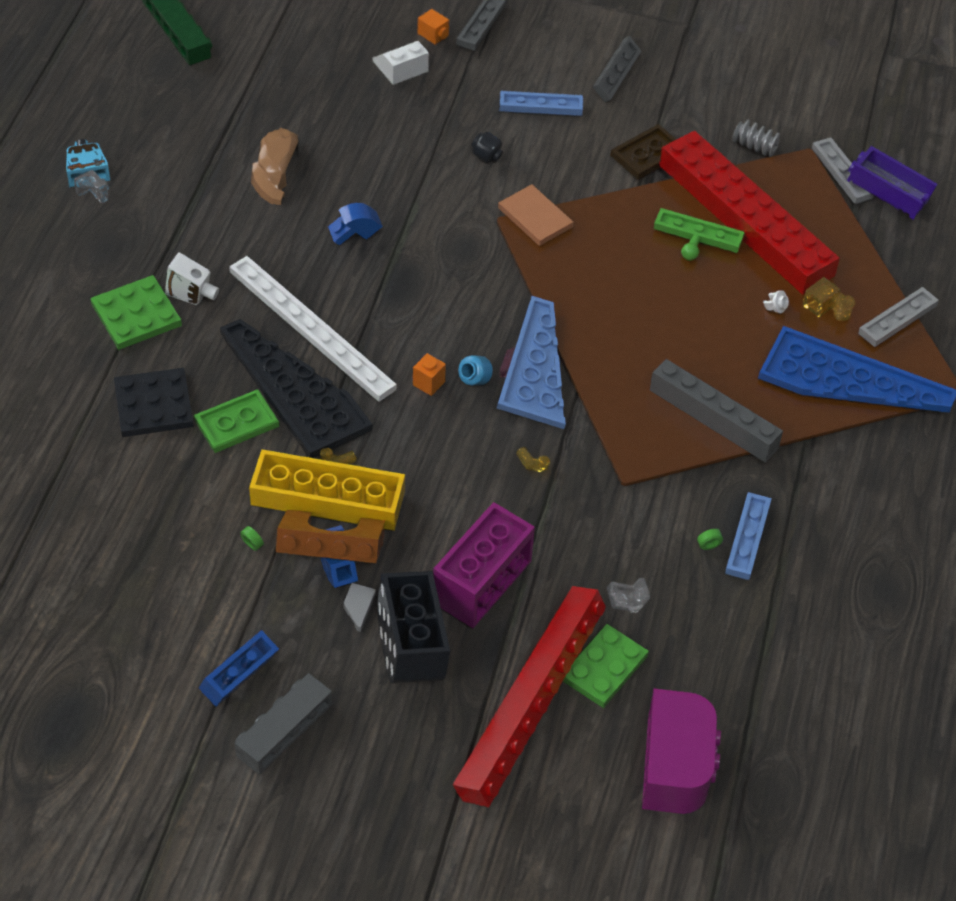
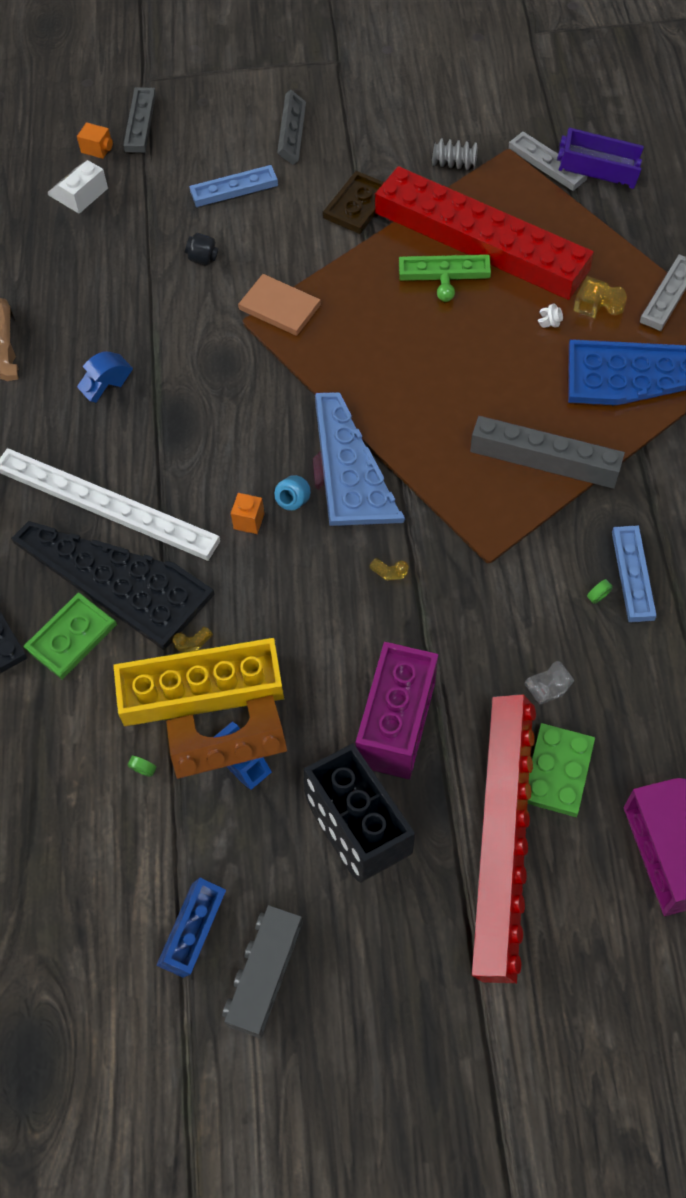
camera: 15 degrees left, 10 degrees up
(359, 603) = (282, 797): light grey tile -> none

